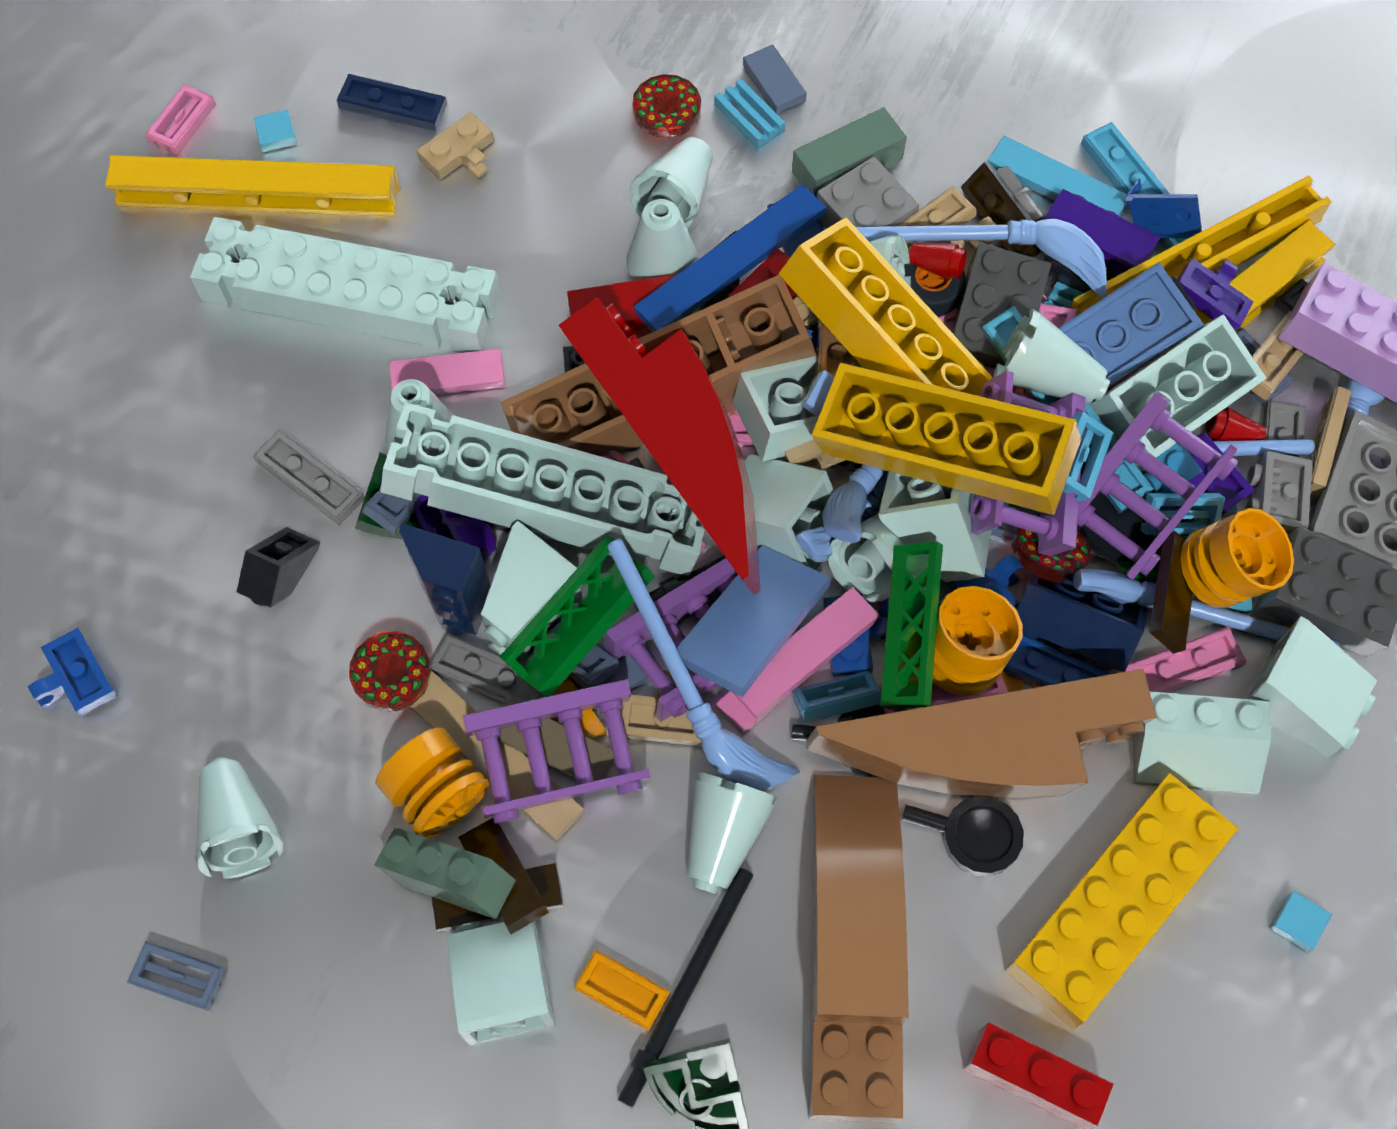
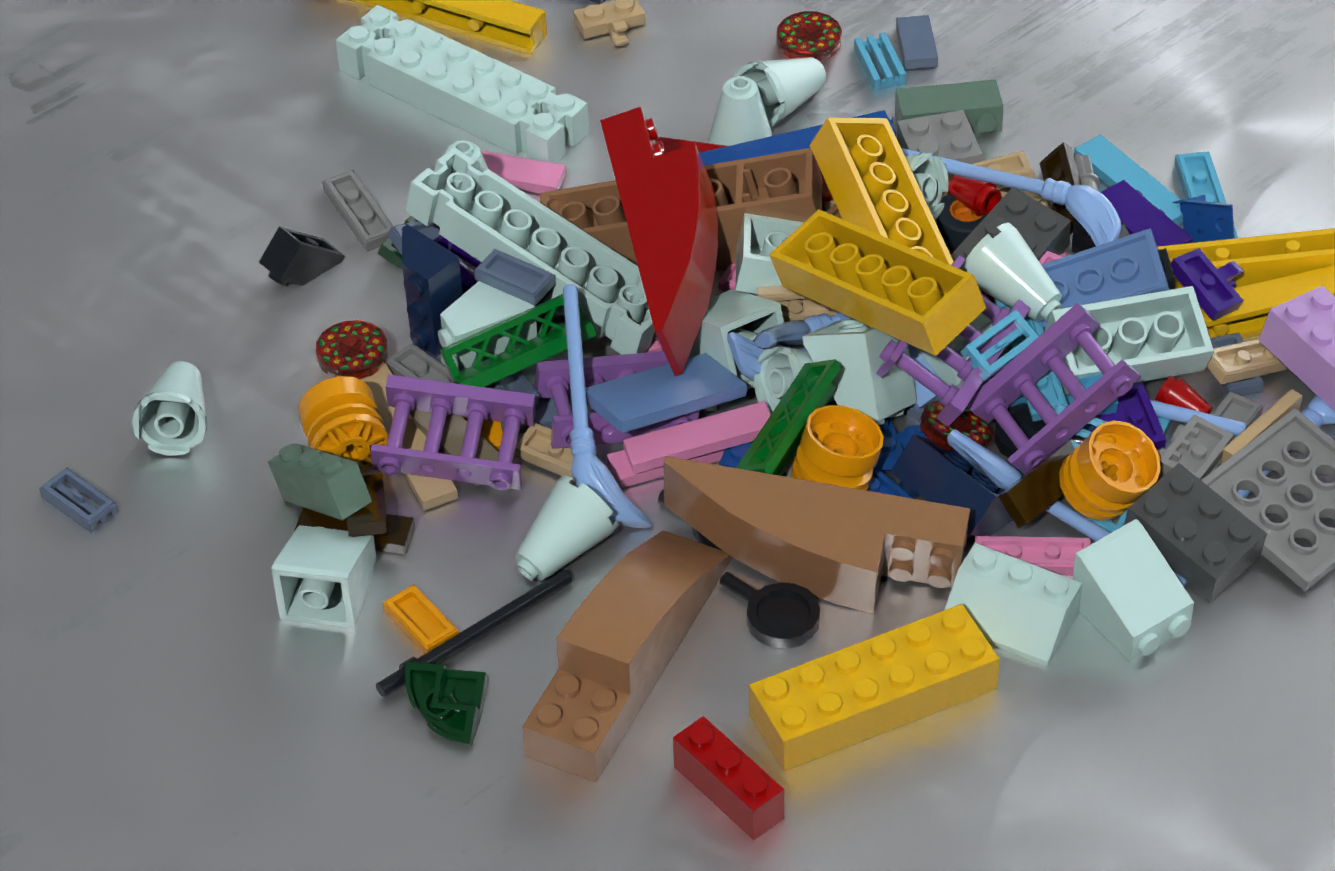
camera: 25 degrees right, 20 degrees down
(74, 673) = (105, 281): blue plate -> none
(540, 539) = (514, 277): none -> sand blue tile
(1301, 921) = (1028, 759): medium azure tile -> none

